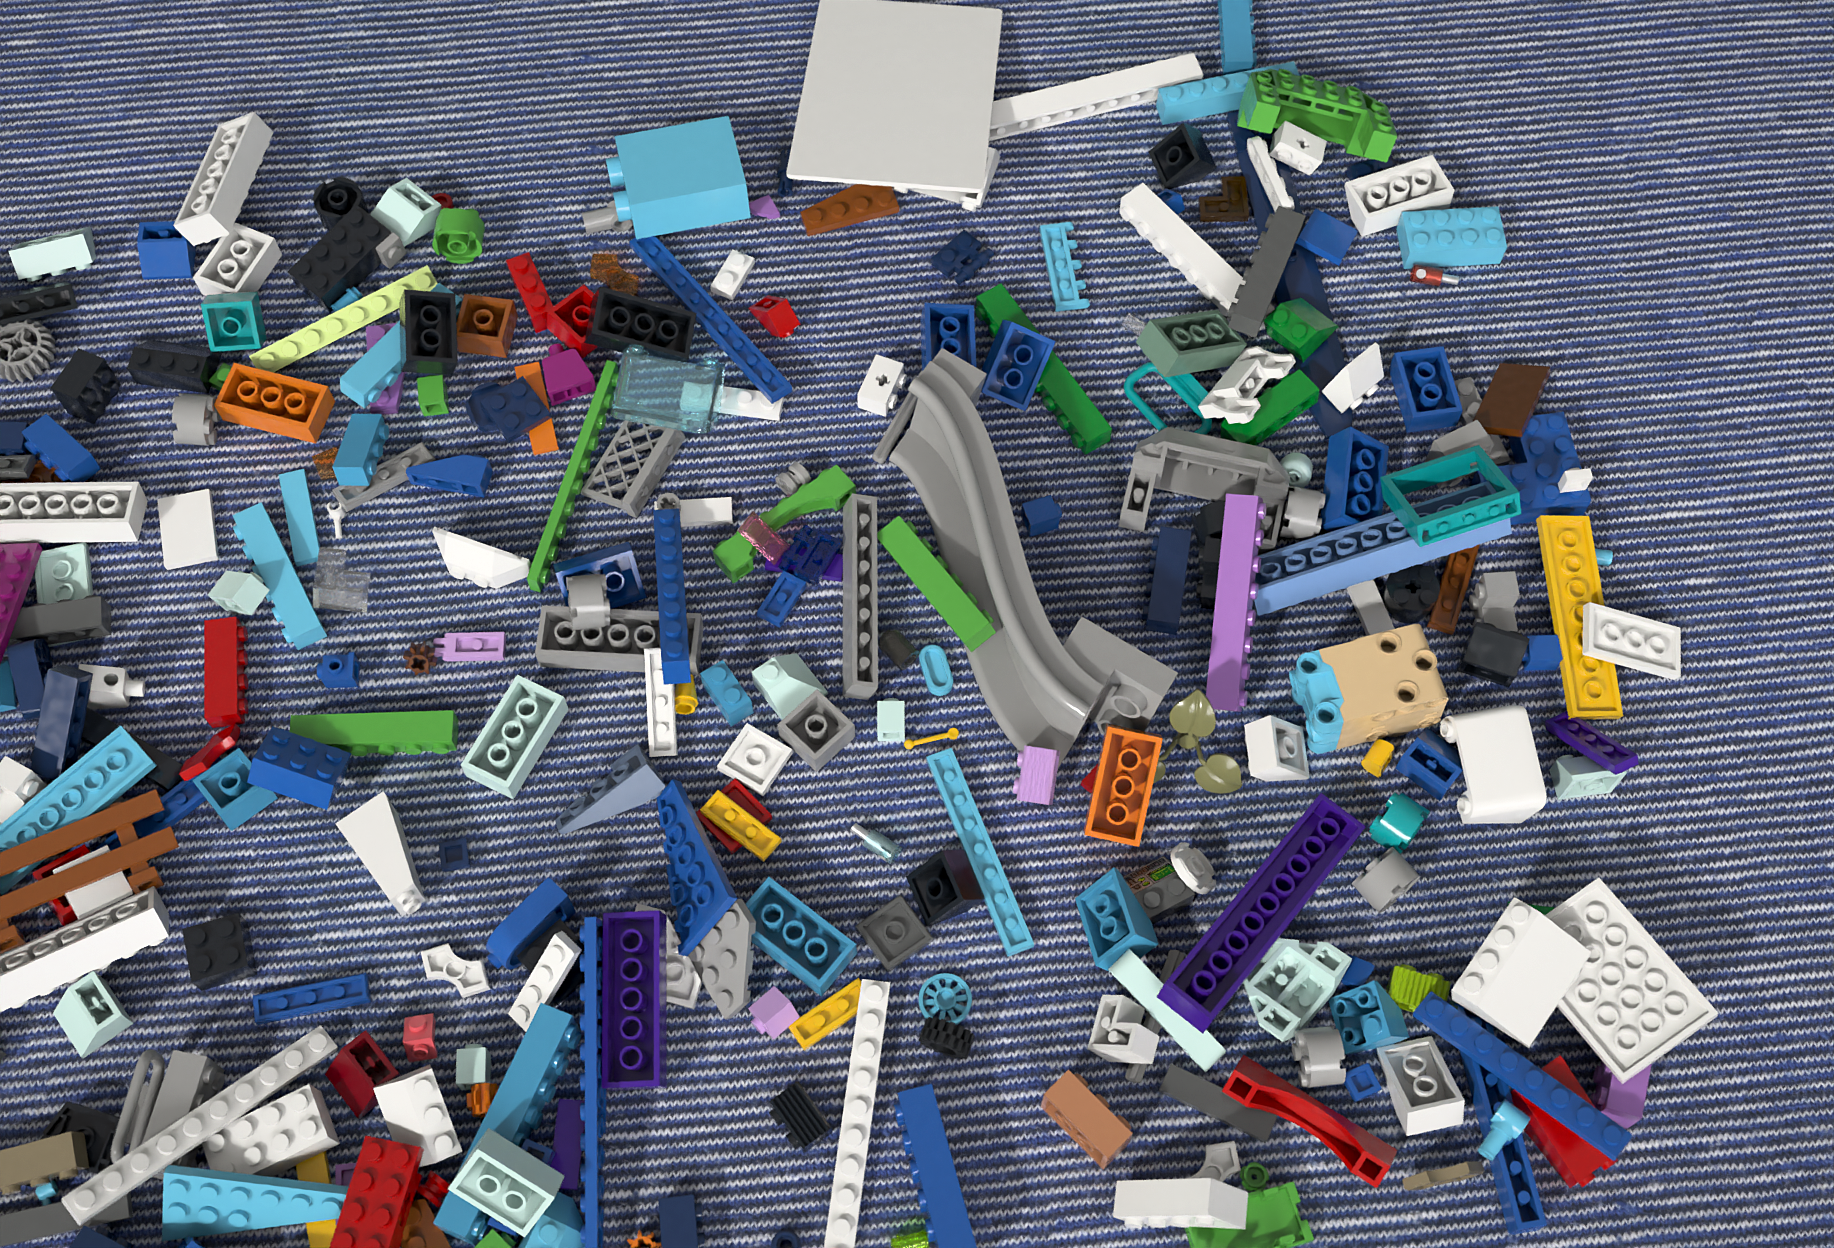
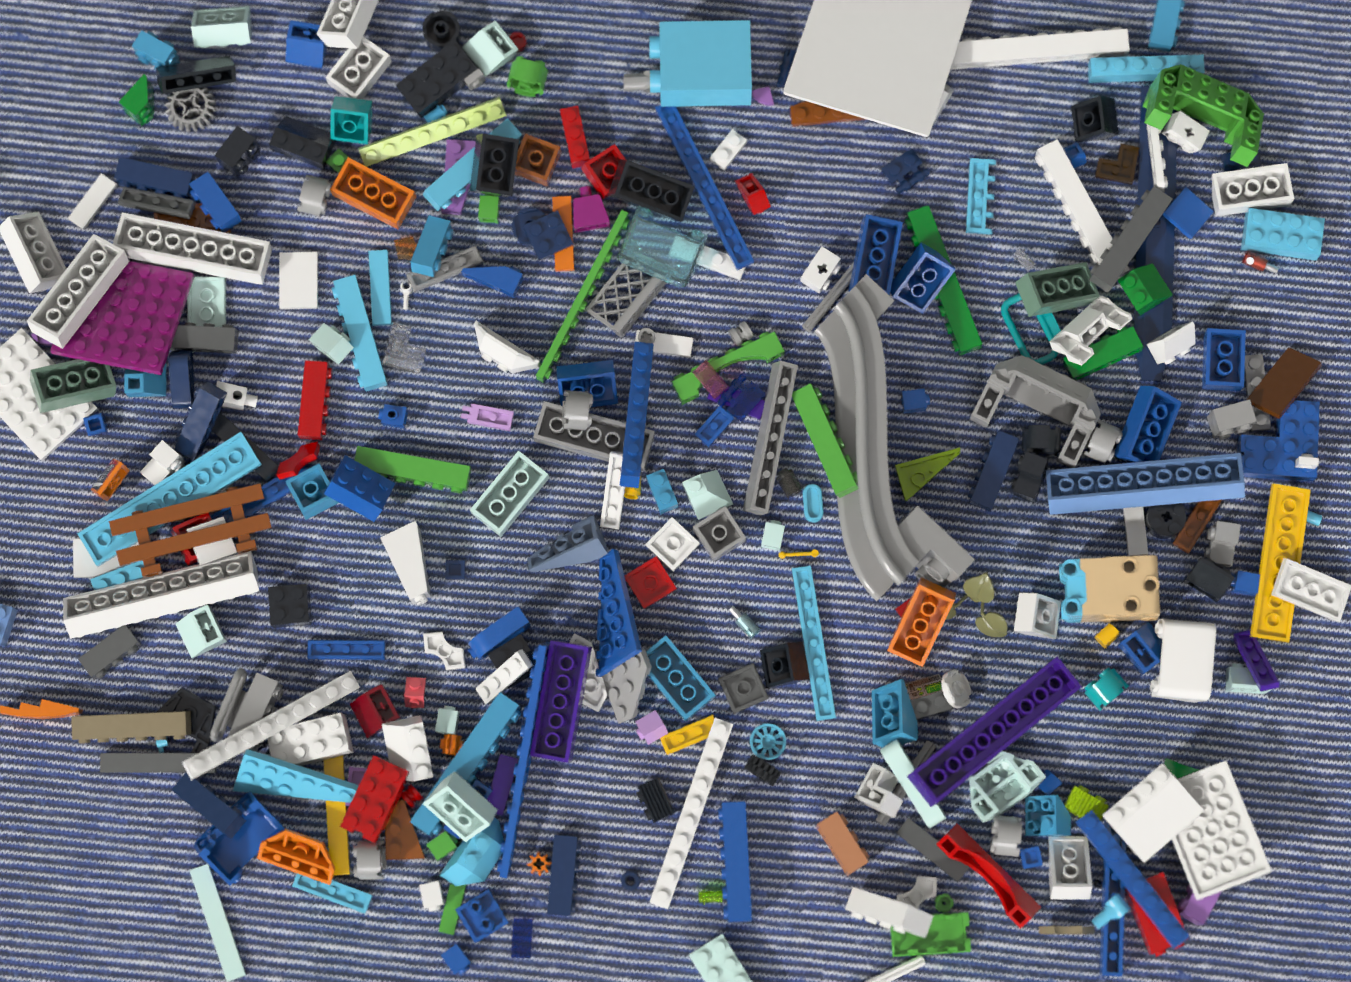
camera: 15 degrees right, 15 degrees up
(420, 658) = (451, 419): reddish brown gear -> none
(606, 269) = (643, 141): clear orange tile -> none
(741, 825) = (653, 592): yellow tile -> none
(1037, 775) = (865, 600): lavender brick -> none
(1071, 600) = (919, 472): none -> lime wing
(1234, 602) = (1032, 506): medium lavender brick -> none
(1299, 469) = (1109, 405): light aqua head -> none
(1386, 880) = (1085, 726): light grey brick -> none
(1454, 519) = (1207, 484): teal window -> none

